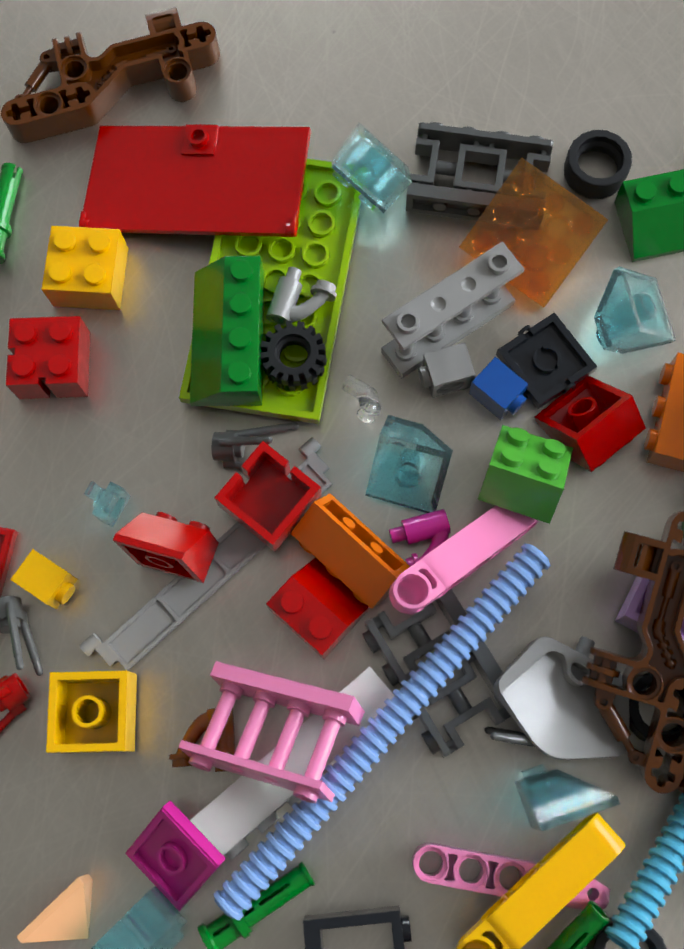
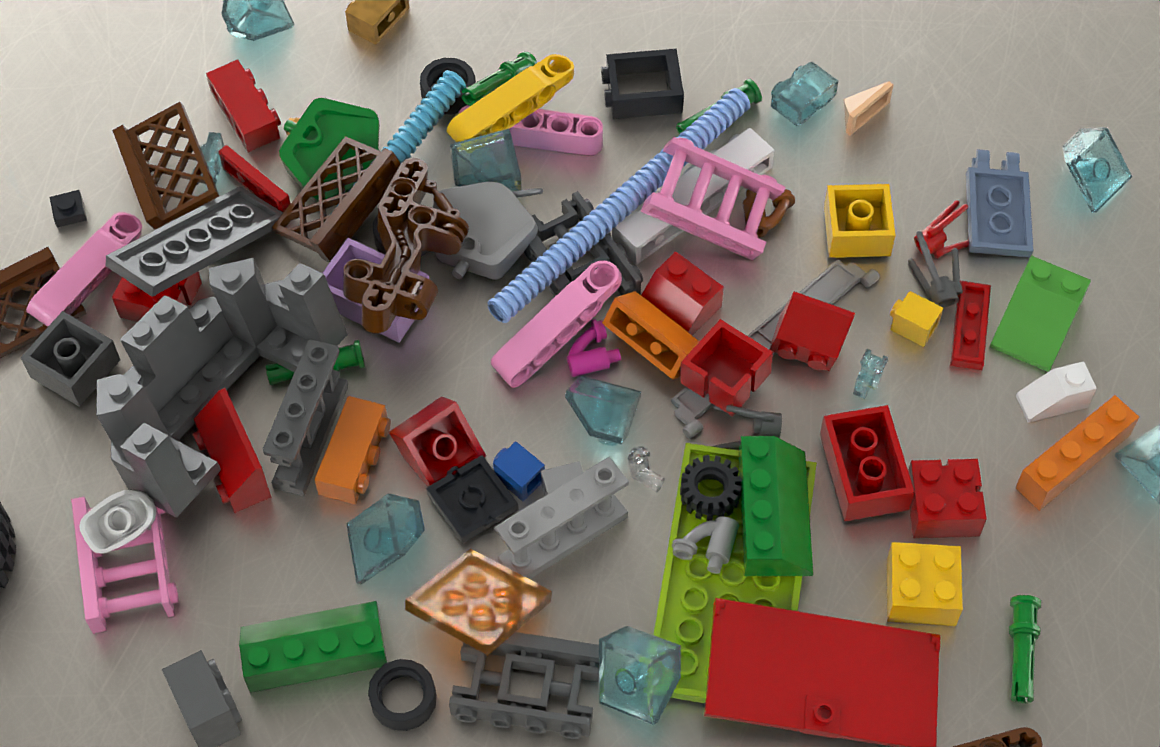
camera: 175 degrees right, 15 degrees down
(125, 391) = (866, 463): none -> red brick
(175, 855) = (783, 134): dark pink tile -> none
(526, 474) = (500, 386): bright green brick -> none

